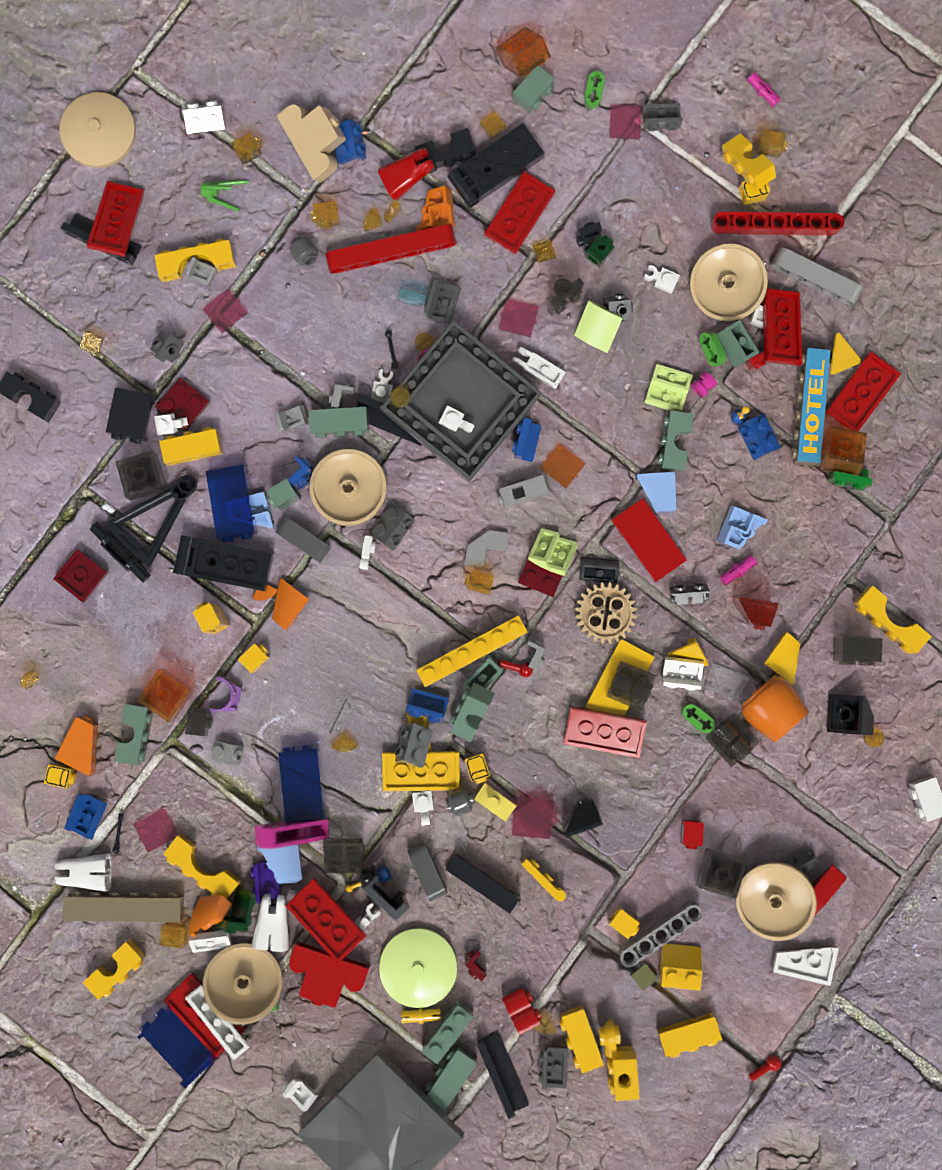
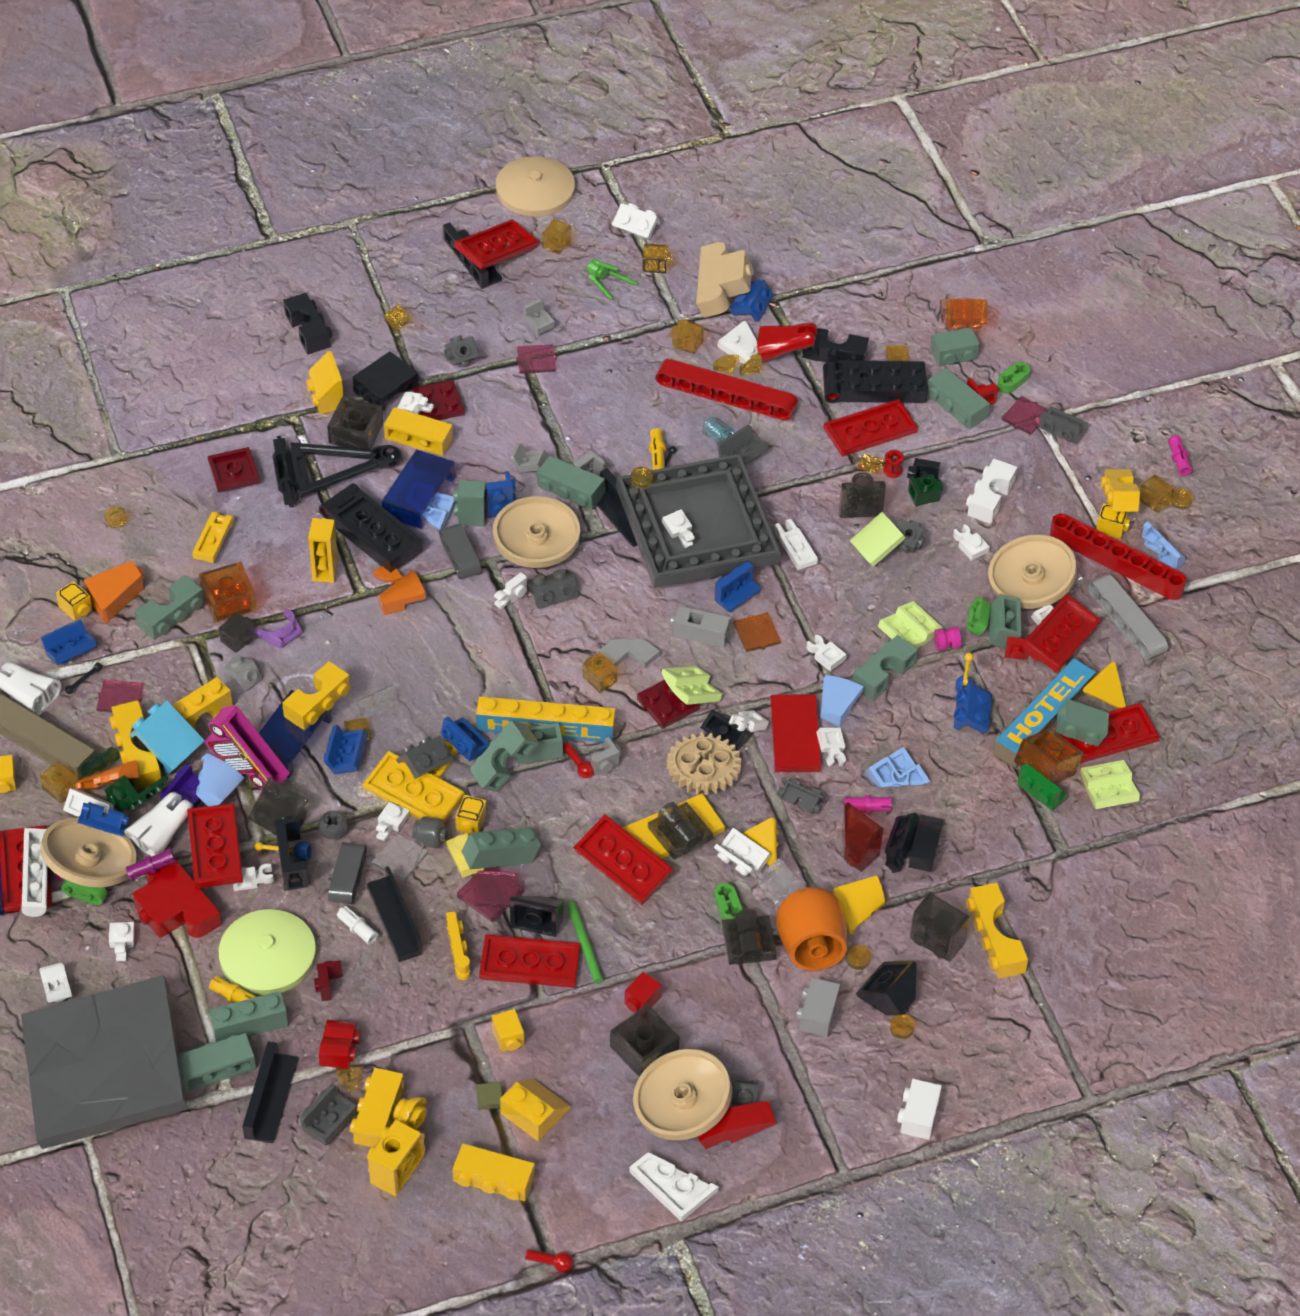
camera: 30 degrees right, 35 degrees down
(90, 452) = (325, 384): none -> yellow slope
(113, 647) = (213, 537): none -> yellow plate
(155, 177) = (556, 236): none -> clear yellow brick
(171, 264) = (565, 313): yellow arch -> none
(189, 901) = (99, 761): none -> clear green pin
(221, 808) = (207, 698): none -> yellow arch
(222, 855) = (167, 735): none -> medium azure panel
(232, 950) = (94, 816): none -> blue hinge
(254, 657) = (335, 612): yellow brick -> none
(296, 968) = (150, 864): none -> magenta pin
(304, 251) = (645, 350): dark grey head -> none
(305, 769) = (306, 708): none -> yellow arch
(312, 1023) = (120, 937): none -> white plate
(351, 772) = (345, 750): none -> blue bracket
(369, 192) = (739, 342): none -> white wing
(379, 343) = (657, 449): none -> yellow pin
(383, 843) = (333, 825): none -> dark grey piece
(438, 209) = (799, 383): orange slope -> none
(463, 906) = (357, 925): none -> white axle
(518, 318) = (806, 501): clear pink piece -> none
(522, 788) = (501, 848): none -> sand green brick
(559, 246) = (899, 457): none -> red bush
(568, 142) = (958, 398): none -> sand green brick
(581, 124) = (987, 392): none -> red panel
(597, 854) = (530, 961): none -> red tile
(614, 555) = (749, 720): none -> white plate
(623, 814) = (585, 943): none -> bright green bar
(628, 456) = (826, 654): none -> white plate
(650, 236) = (985, 502): none -> white arch
(670, 933) = (527, 1056): light grey beam -> none
(680, 534) = (832, 742): none -> white plate
(781, 587) = (900, 841): none -> black hinge
(790, 129) = (1182, 498): none -> clear yellow tile
(799, 576) = (925, 843): none -> black slope
(810, 196) = (1167, 552): none -> light blue slope
(812, 701) = (858, 957): none -> clear yellow tile
(815, 766) = (819, 1006): none -> light grey brick
(850, 405) = (1082, 722): none -> sand green brick
(890, 438) = (1109, 784): none -> yellowish green slope

